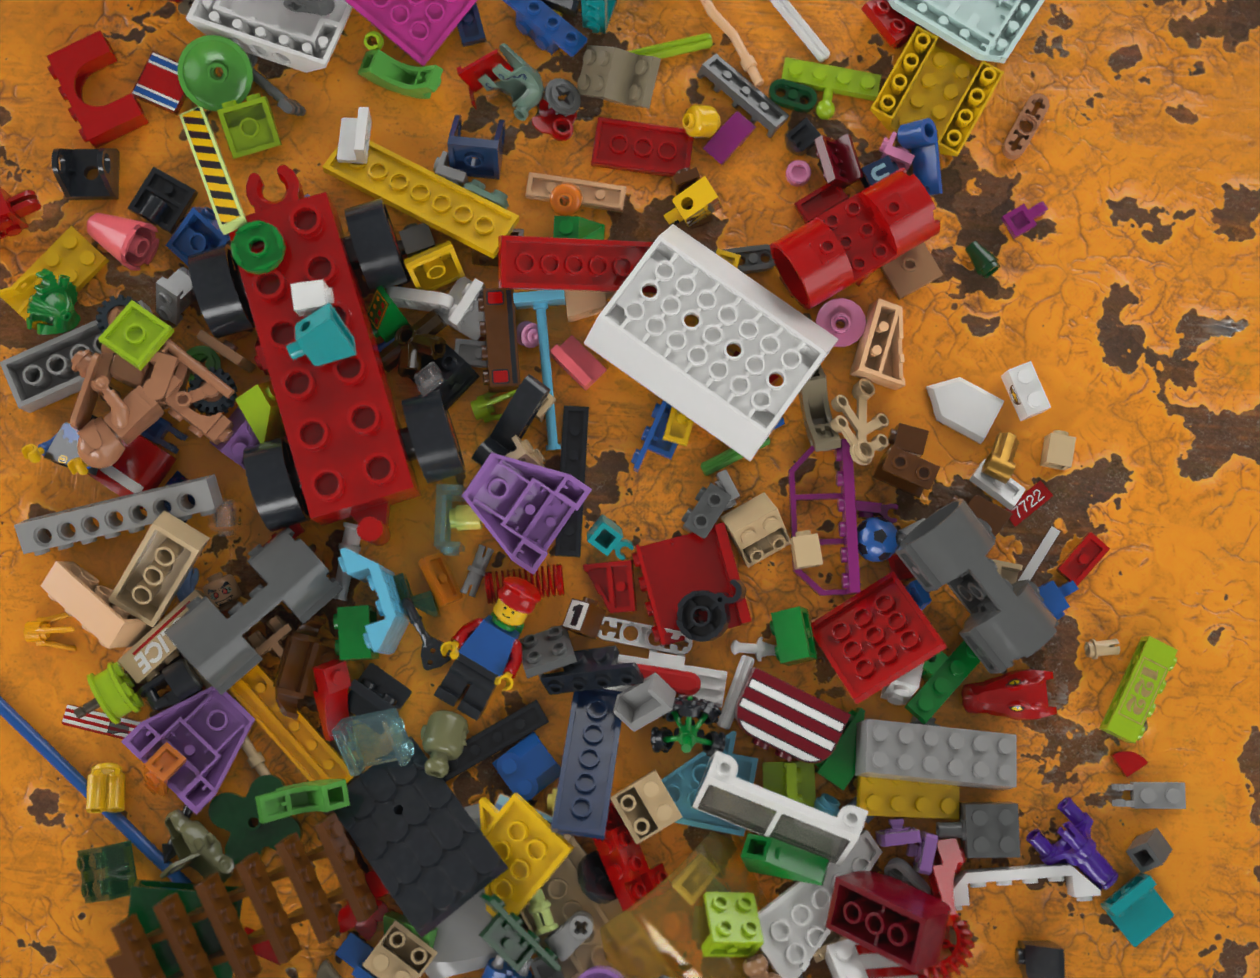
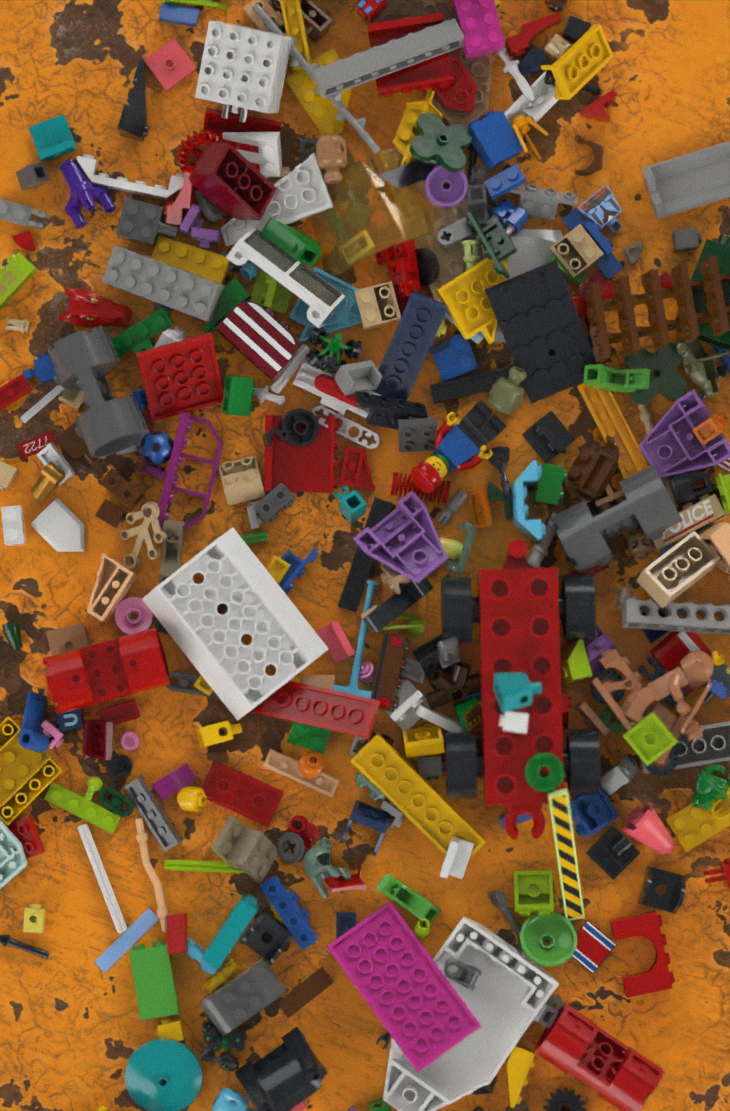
camera: 170 degrees left, 5 degrees up
(332, 694) = (579, 443): red slope -> none
(373, 740) = (557, 406): clear light blue panel -> none
(584, 617) = (384, 451): reddish brown brick -> none
(732, 925) = (340, 208): lime bracket -> none
(806, 550) = (210, 453): tan brick -> none

